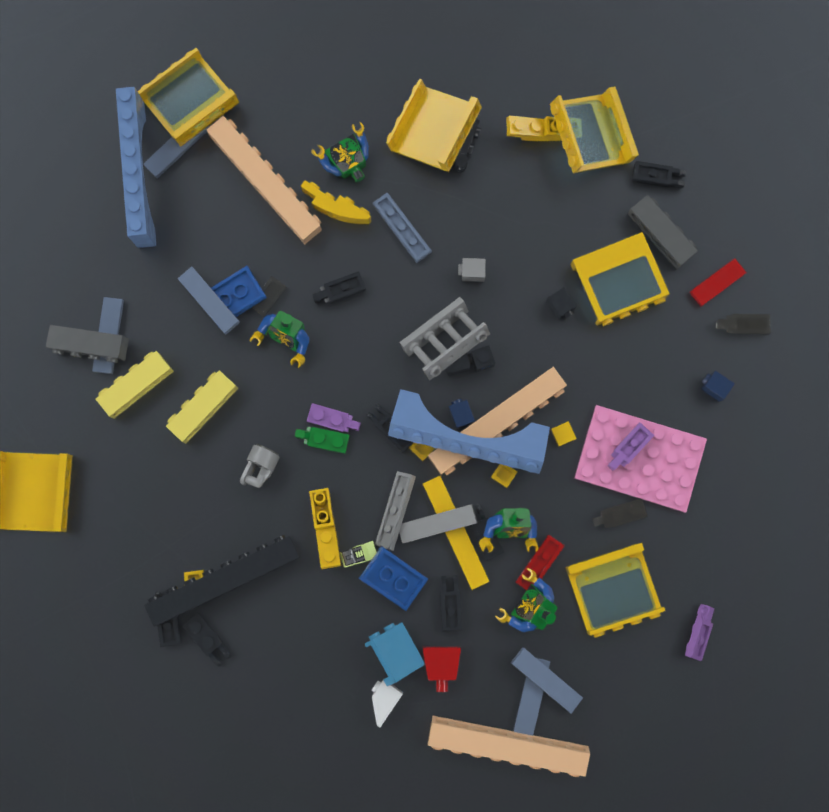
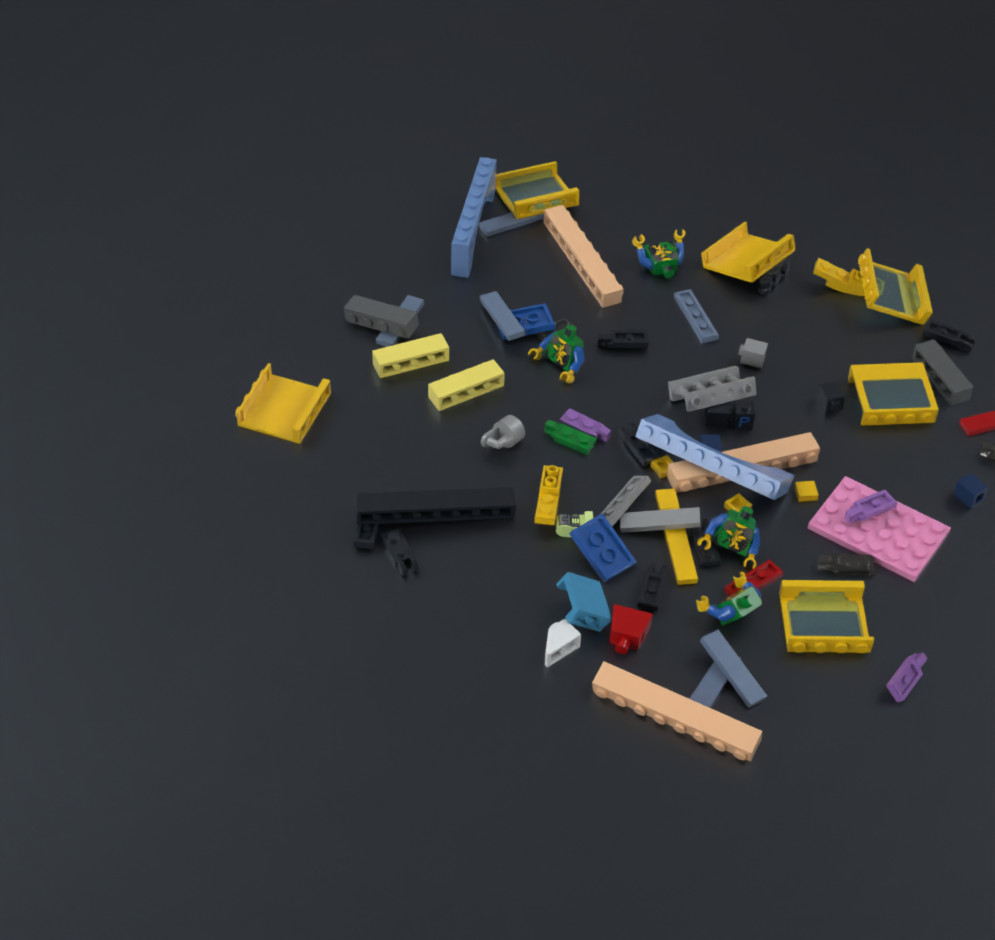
camera: 15 degrees right, 35 degrees down
(341, 209) = (641, 287): yellow slope -> none

